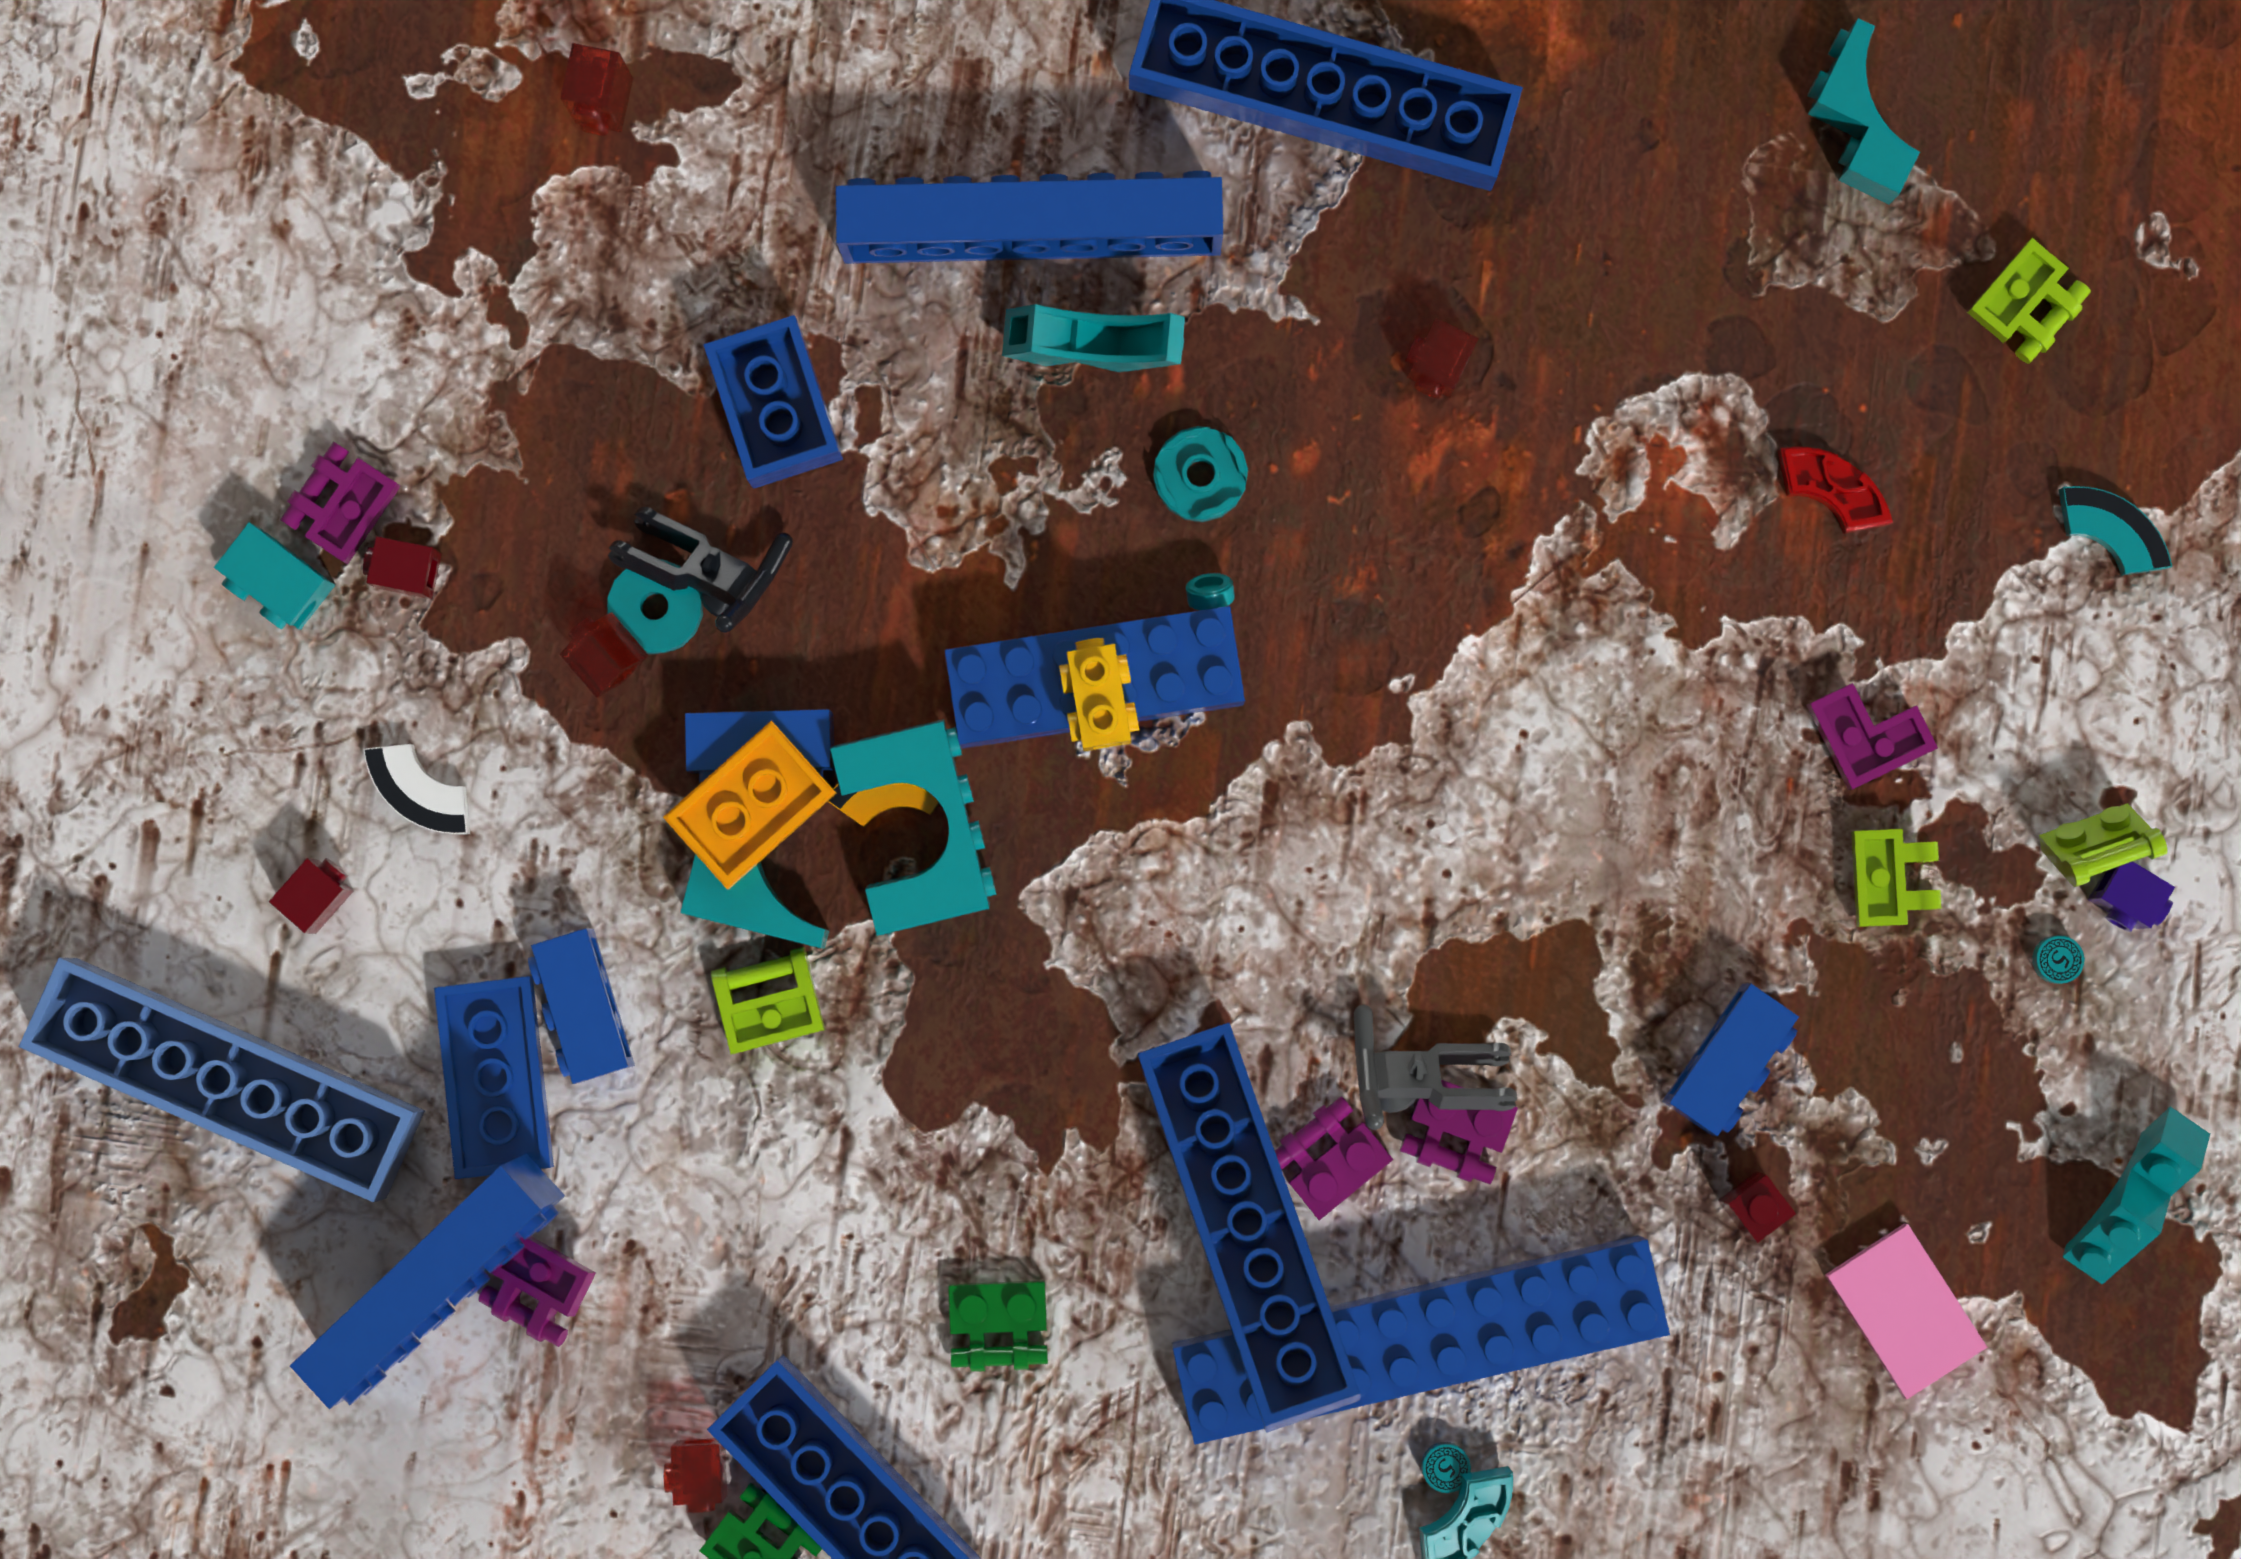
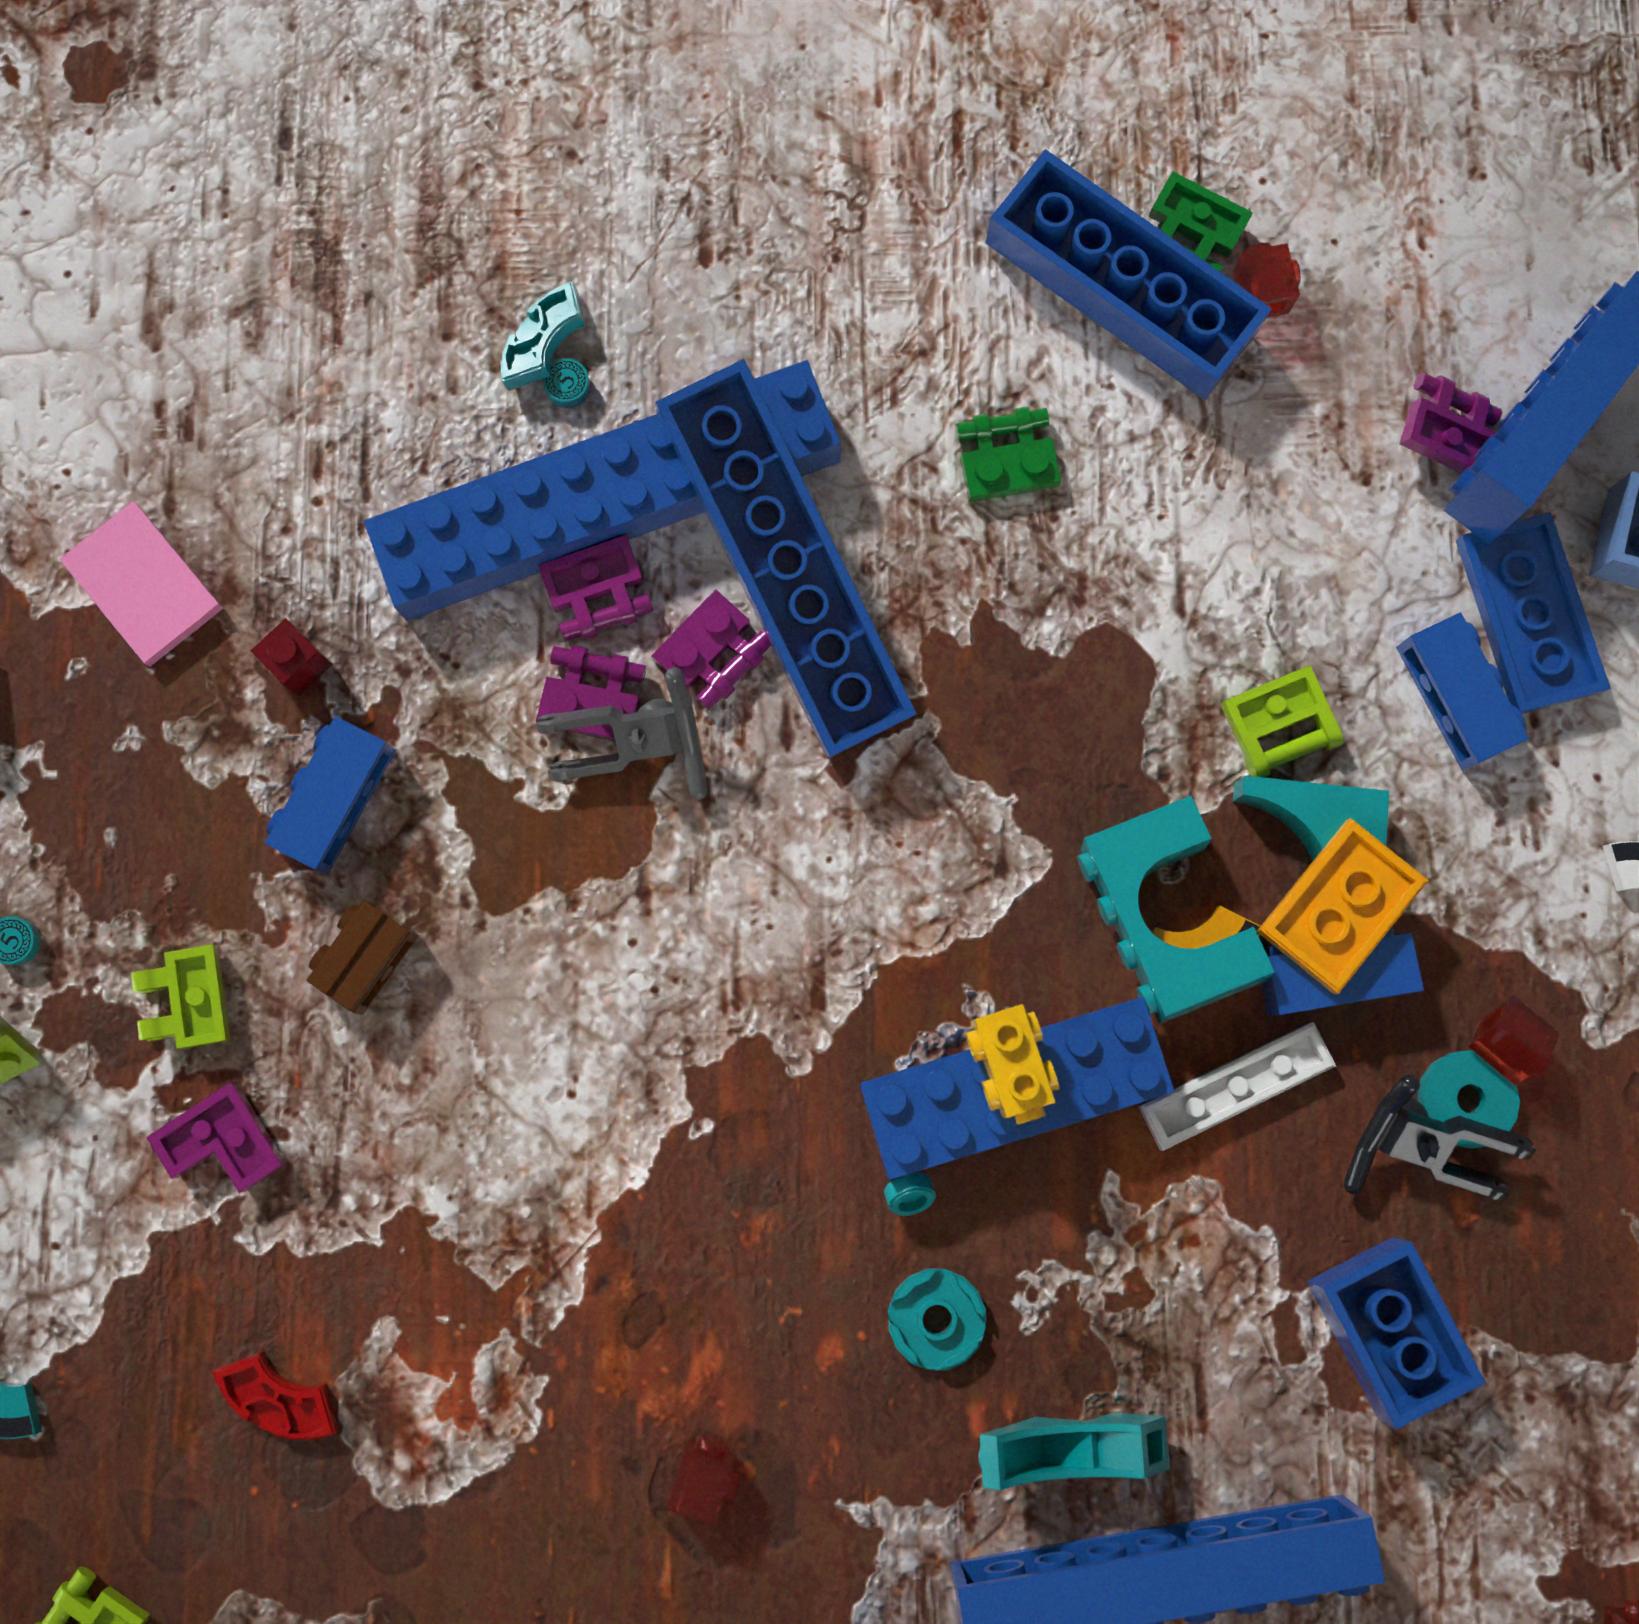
camera: 170 degrees right, 5 degrees down
(875, 650) = (1237, 1086): none -> white tile
(1446, 1252) = (591, 575): none -> magenta plate
(1715, 894) = (360, 956): none -> reddish brown brick

